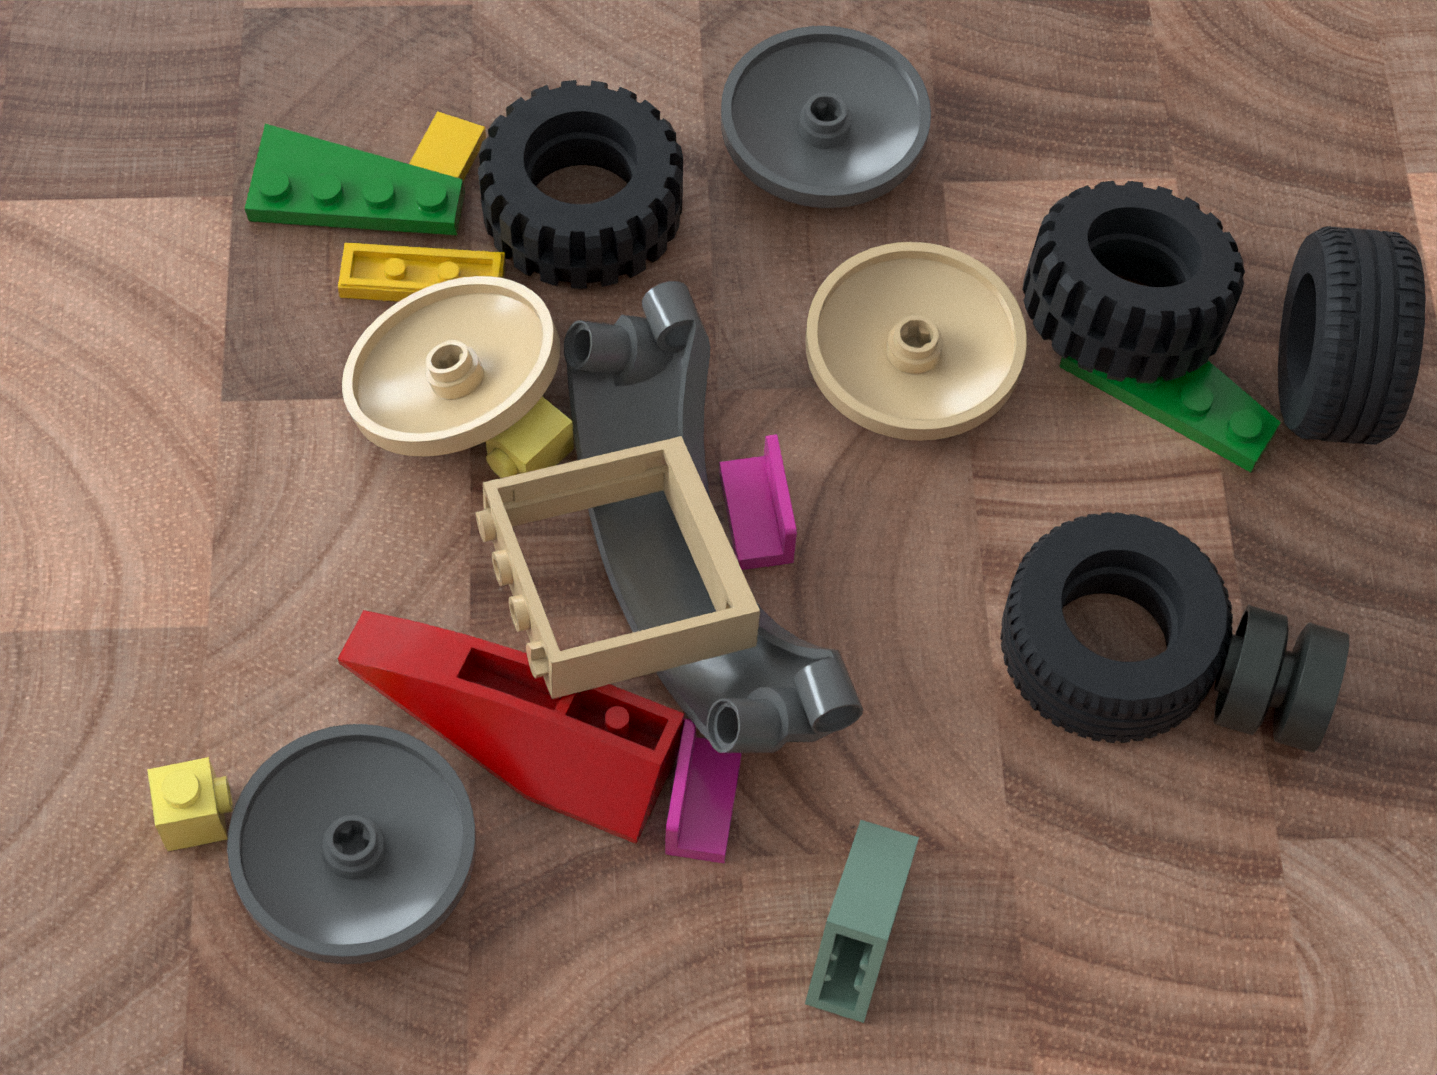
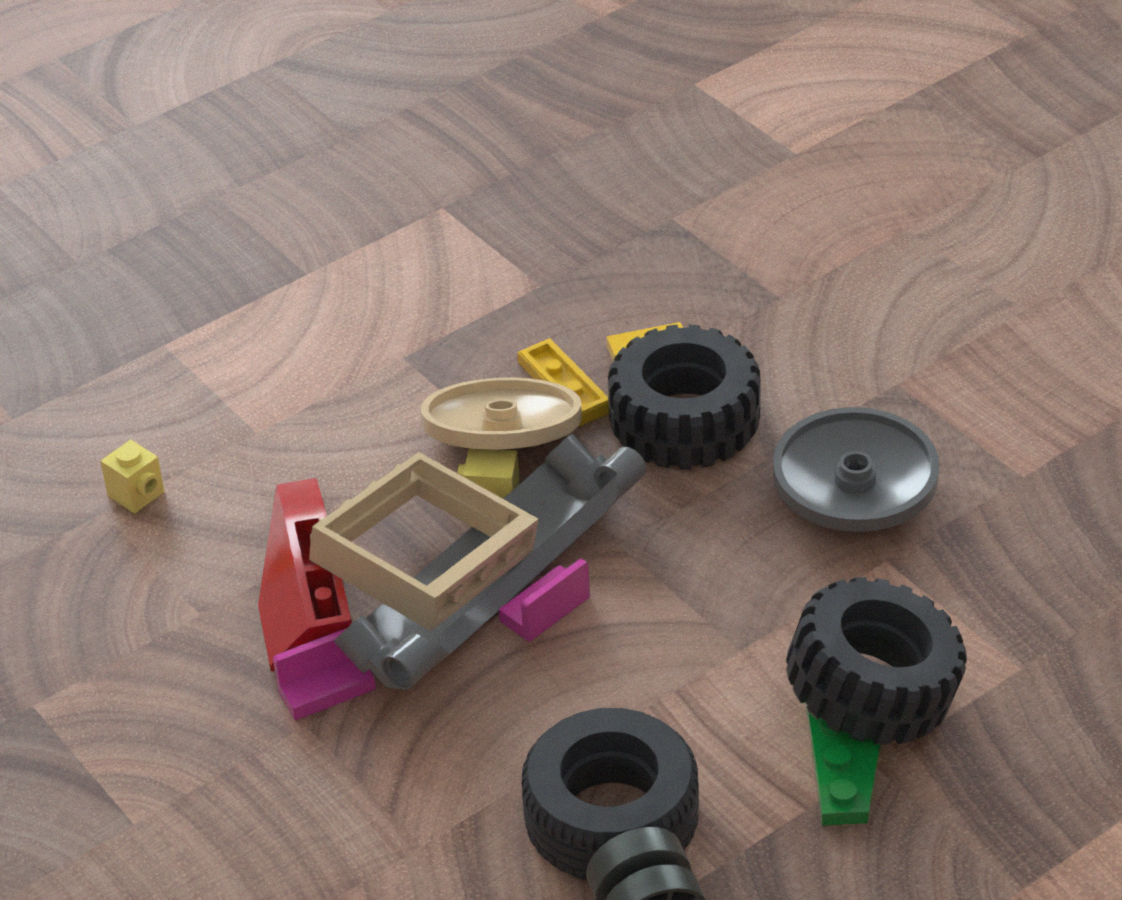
camera: 60 degrees right, 20 degrees down
(339, 186) = (585, 315): green wing -> none
(352, 843) = (161, 546): dark grey dish -> none
(861, 921) = (298, 783): sand green slope -> none
(915, 341) = (728, 595): tan dish -> none
(1351, 335) = (934, 773): black tyre -> none

